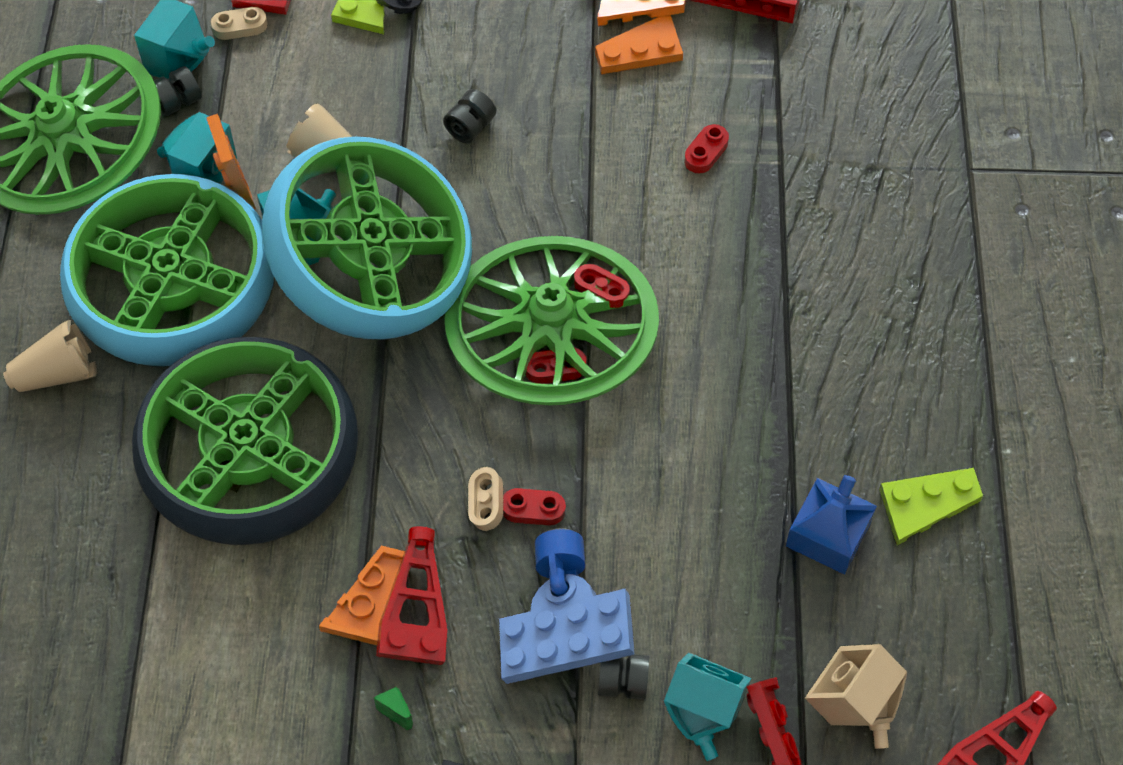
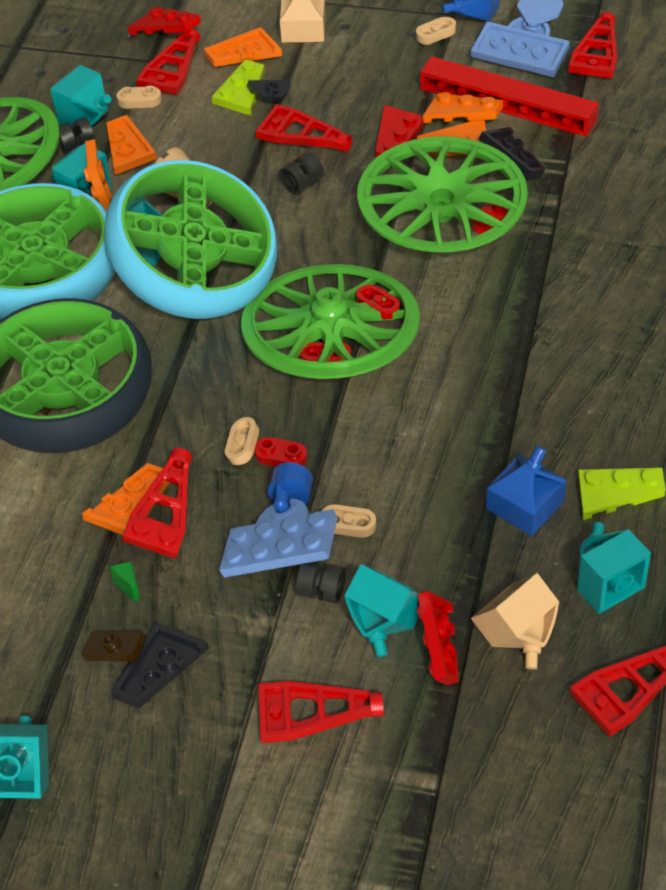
camera: 15 degrees right, 10 degrees down
(243, 96) = (128, 145): none -> orange wing
(423, 40) = (281, 117): none -> red plate
(569, 43) = (396, 128): none -> red wing
(636, 585) = (351, 520): none -> tan plate
(649, 125) = (441, 193): none -> bright green wheel
(708, 54) = (507, 144): none -> black wing
(945, 609) = (611, 567): none -> teal piece

